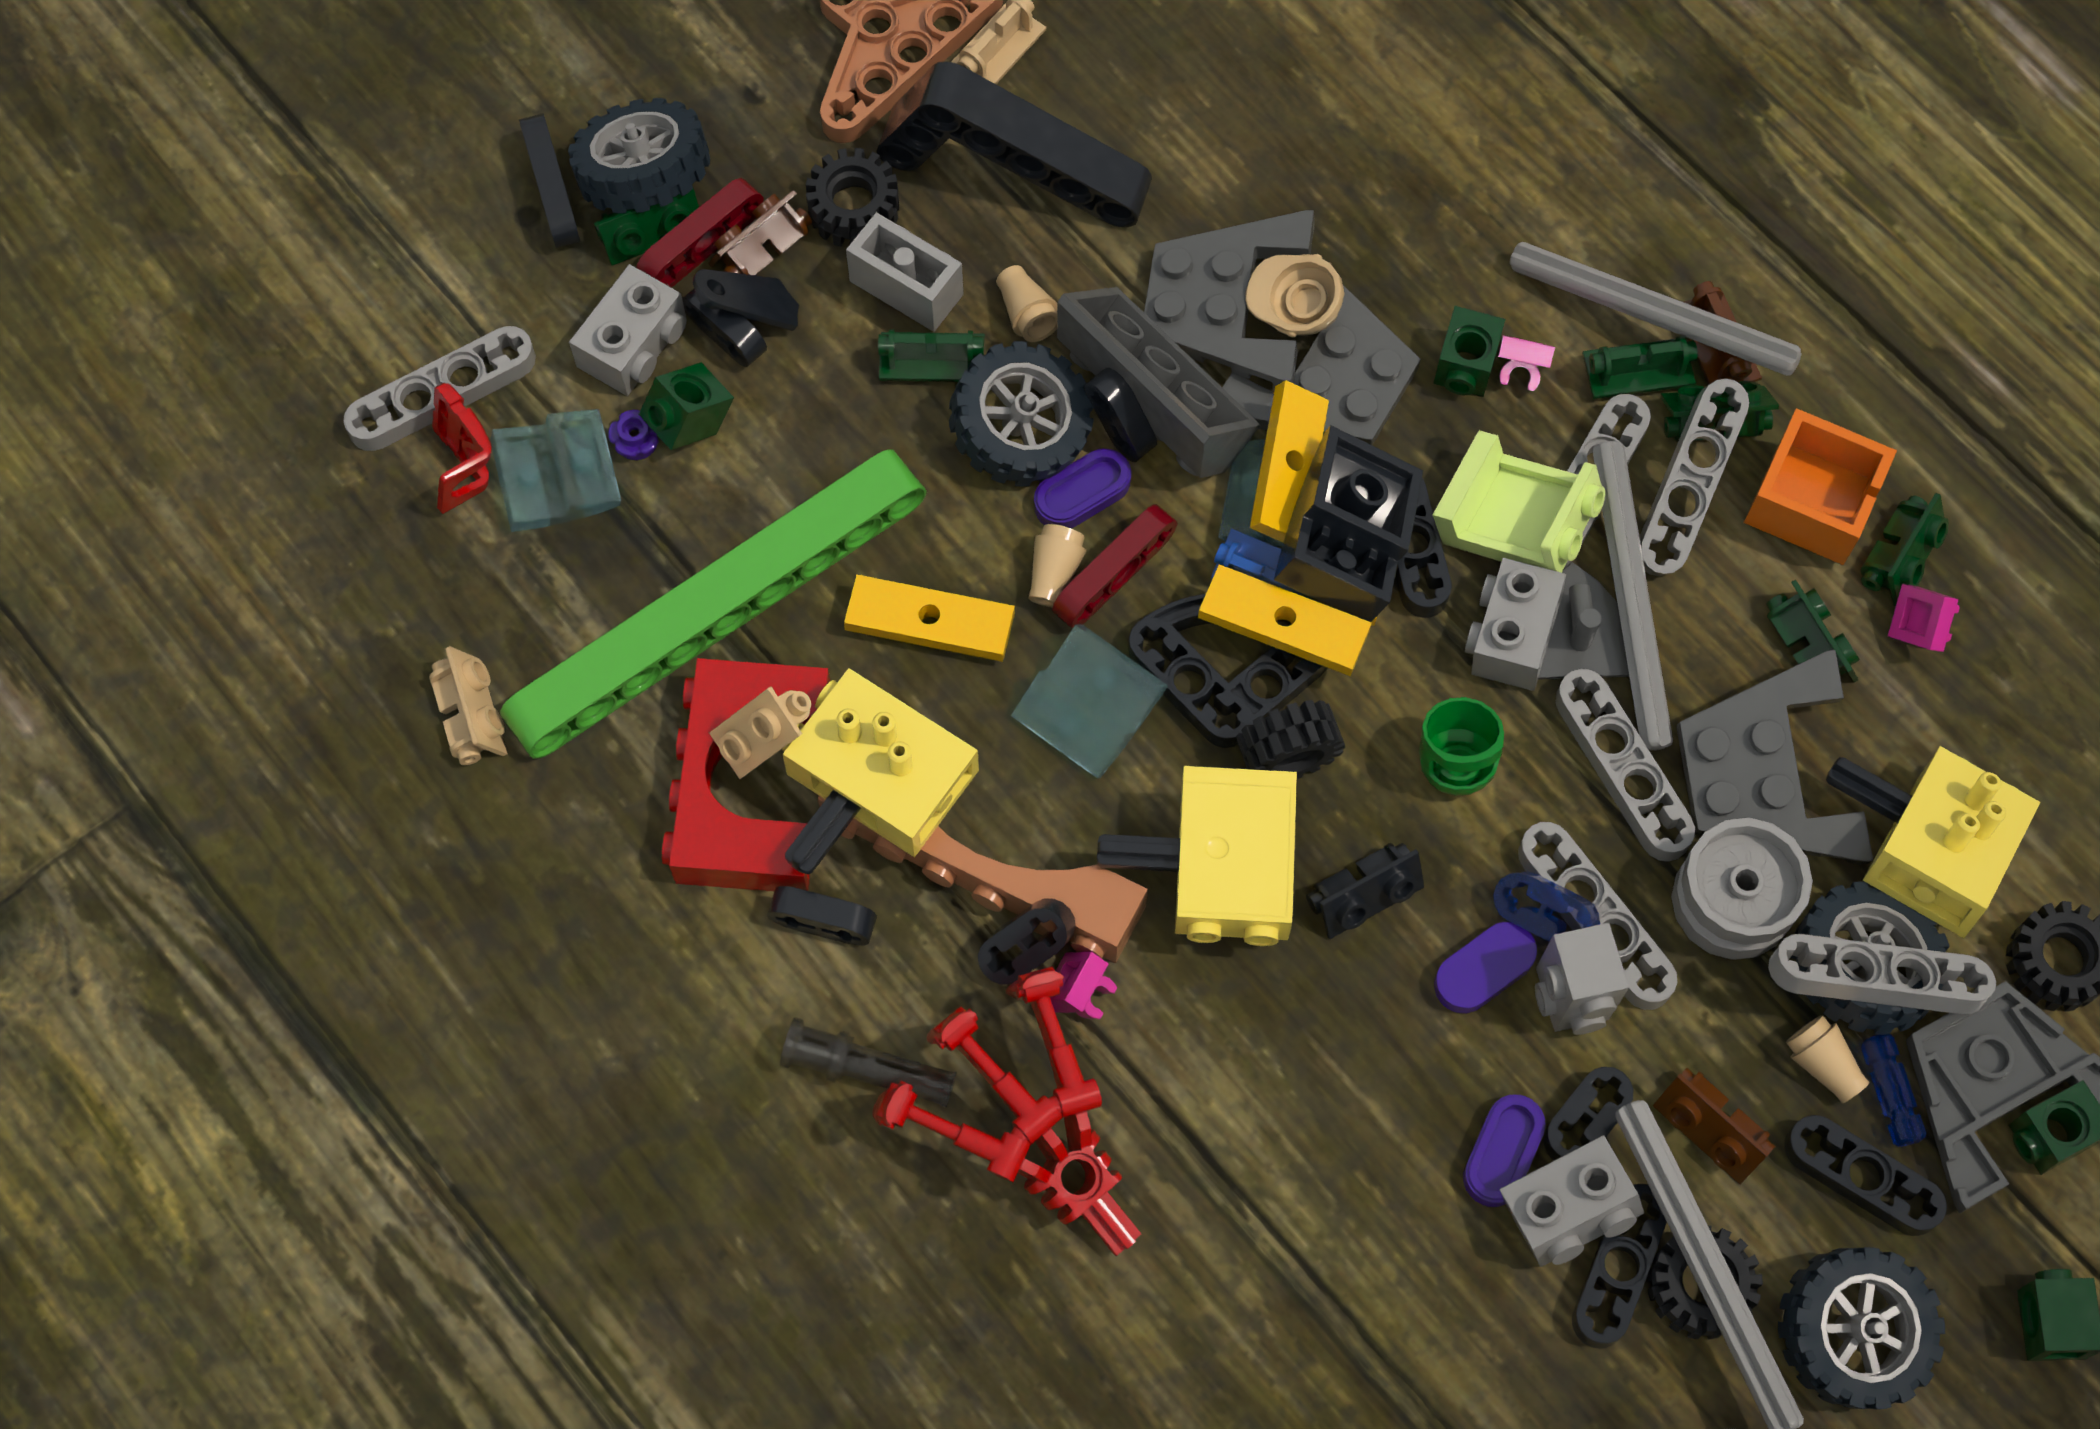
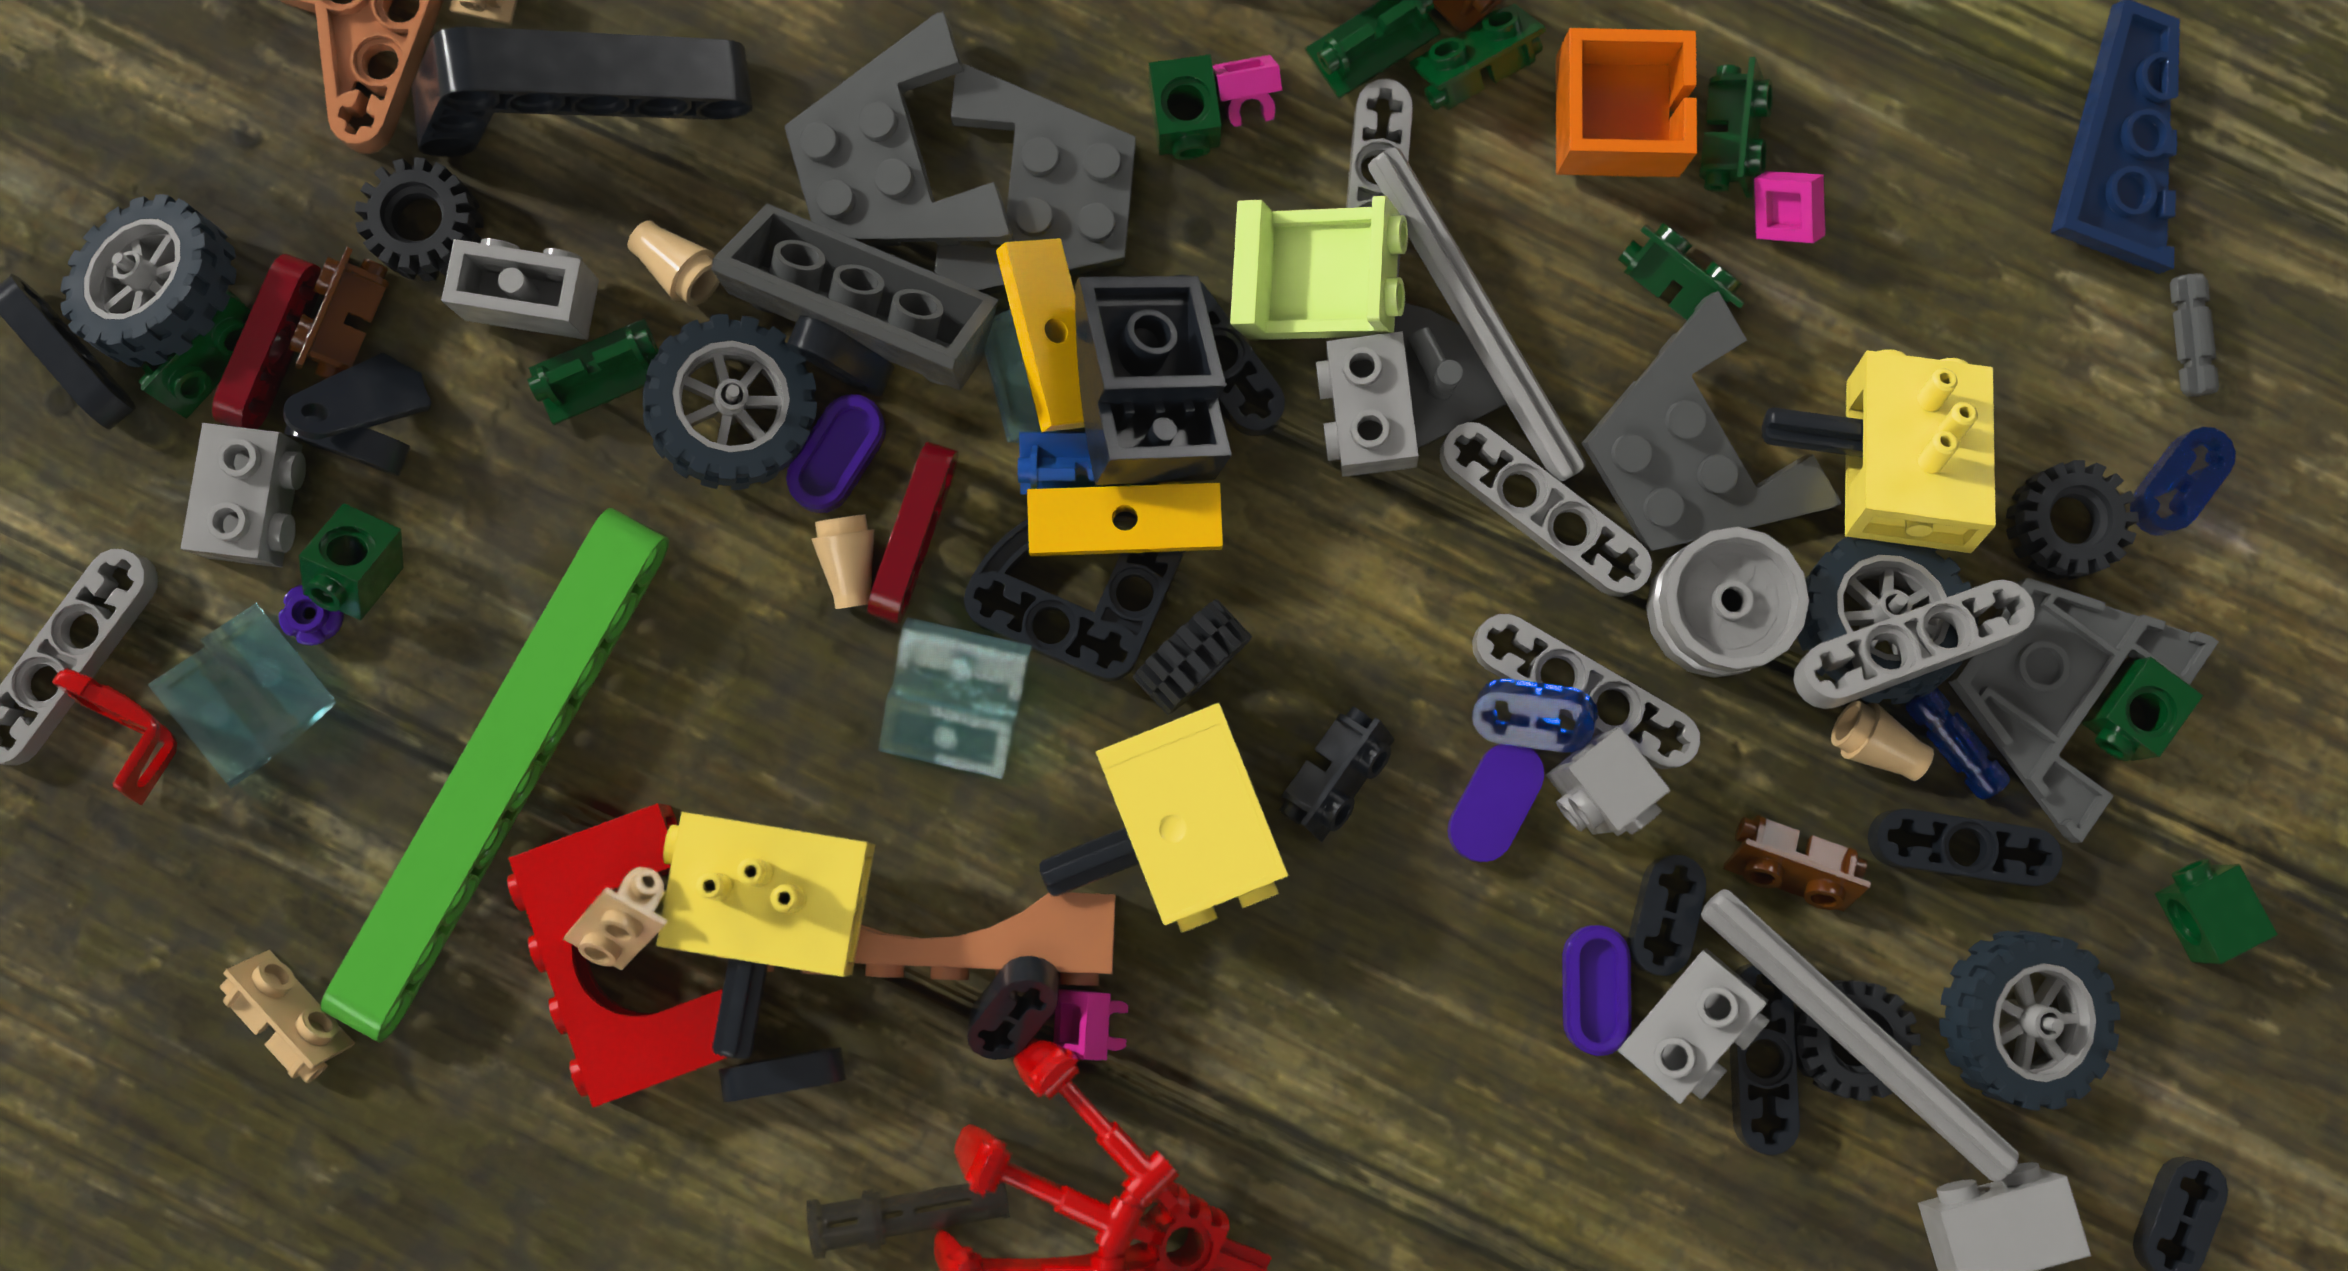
camera: 30 degrees left, 15 degrees up
(898, 609) = (702, 691): yellow tile -> none
(1295, 293) = (968, 126): tan hat -> none
(1460, 745) = (1371, 553): green helmet -> none
(1698, 480) = (1499, 153): light grey beam -> none

